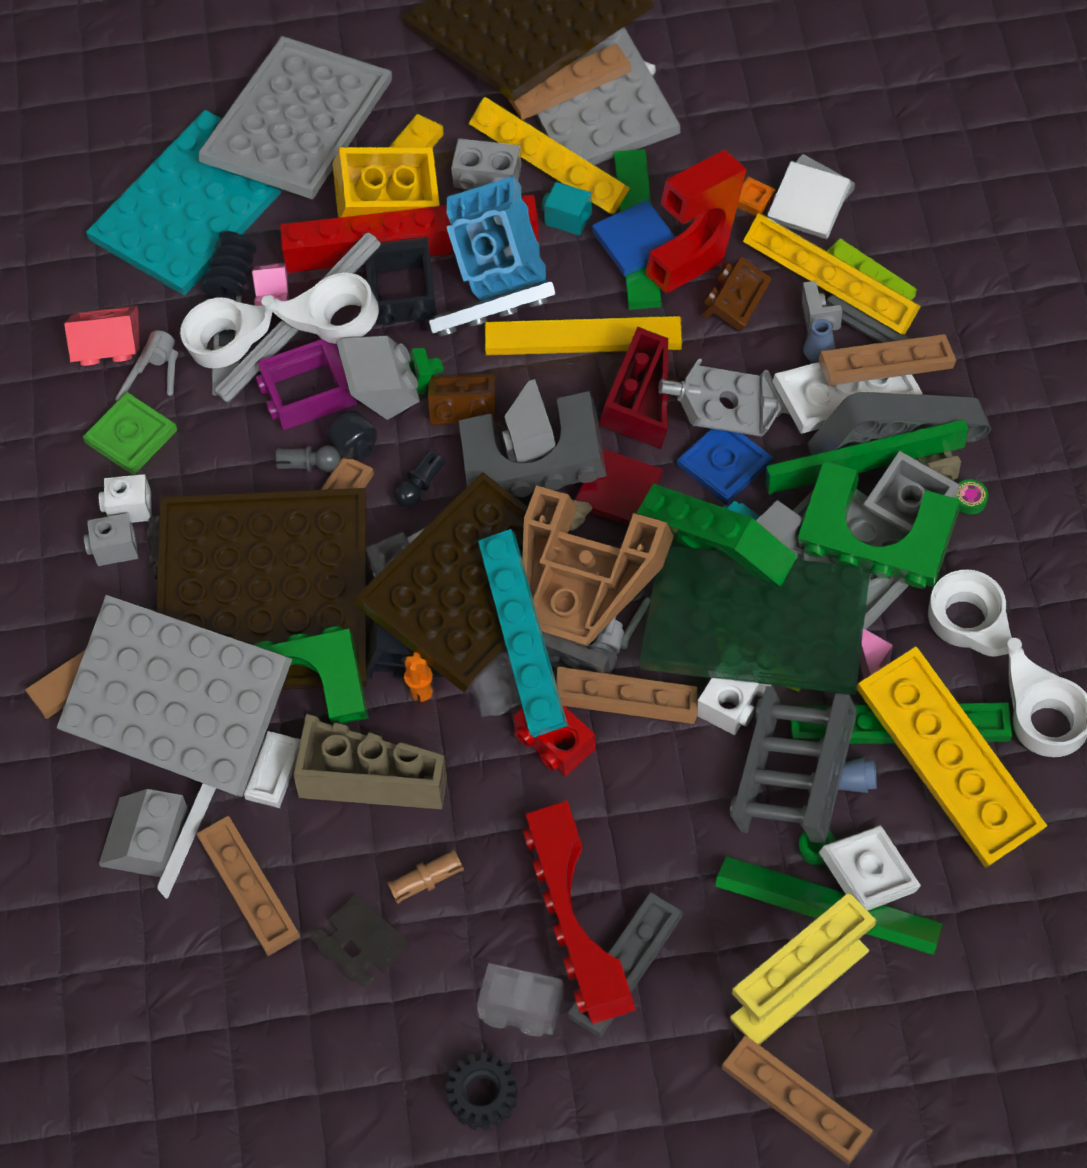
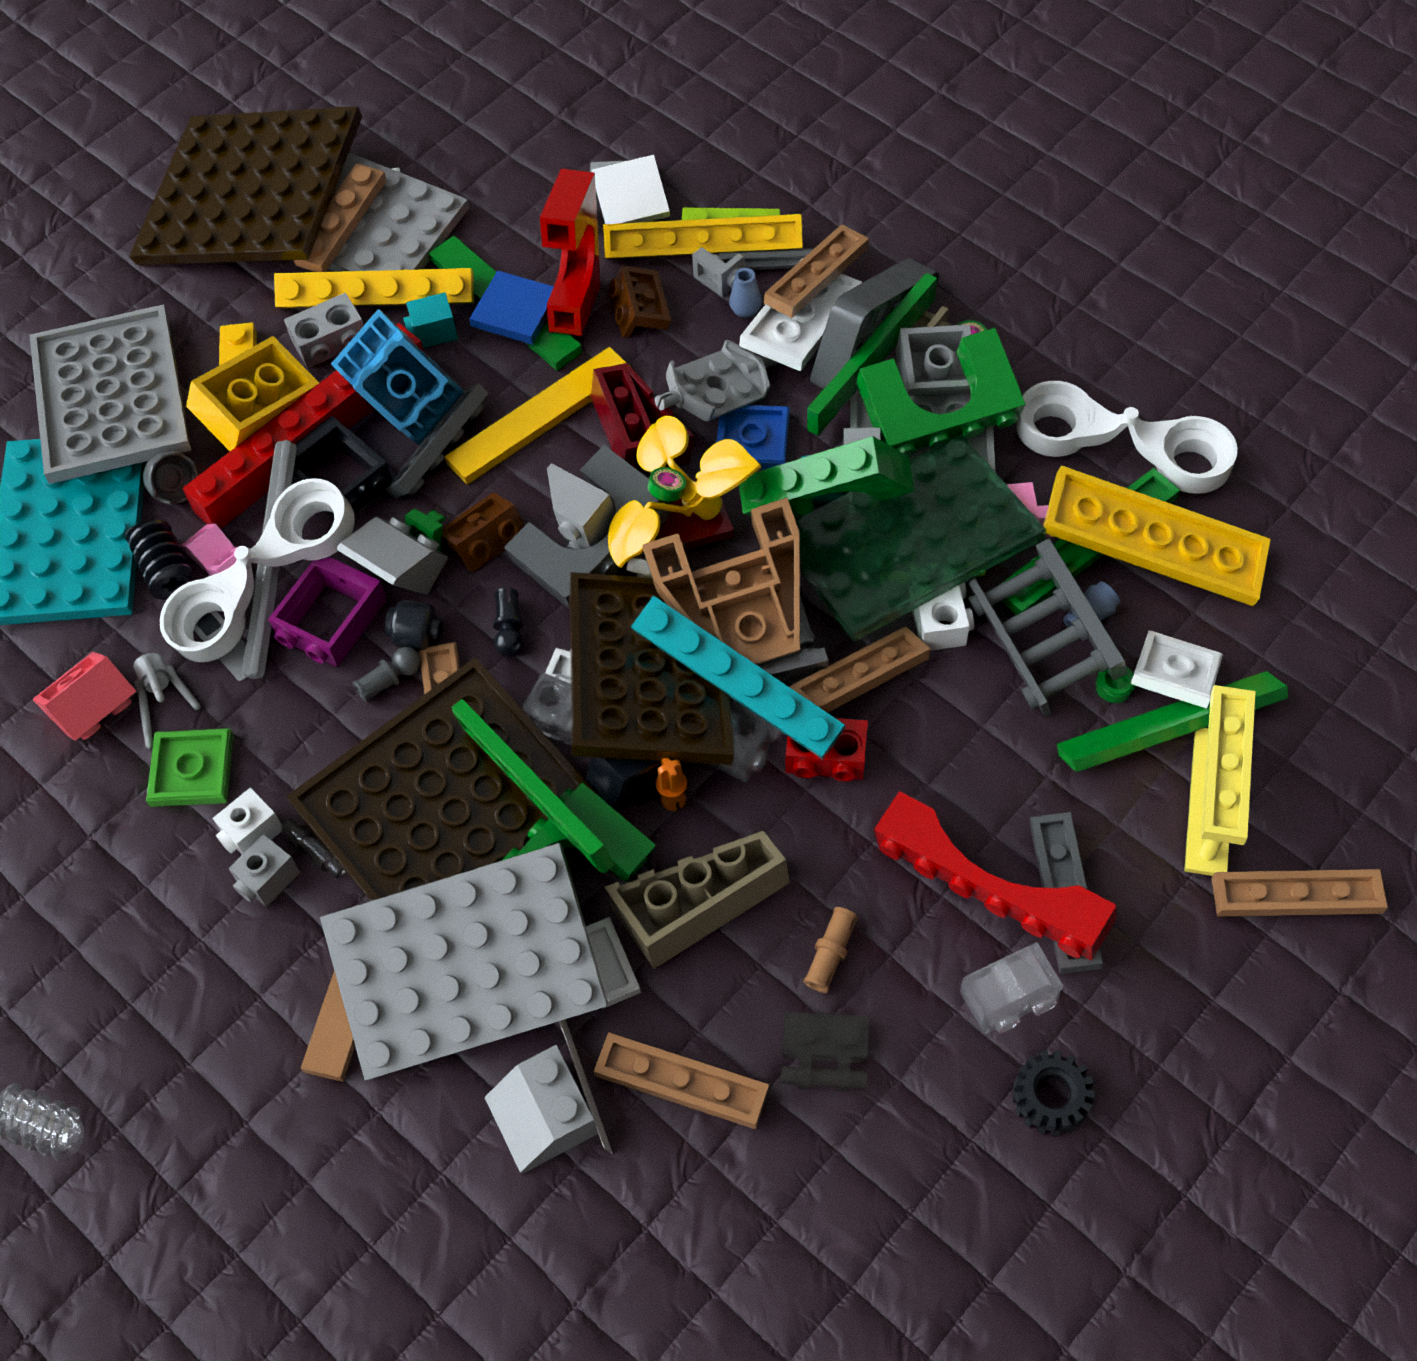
camera: 40 degrees left, 0 degrees up
(284, 207) = (167, 475): none -> dark grey hair
(310, 606) = (533, 787): none -> green tile
(603, 452) = (666, 484): none -> green tile
(628, 477) = (722, 469): none -> yellow plant

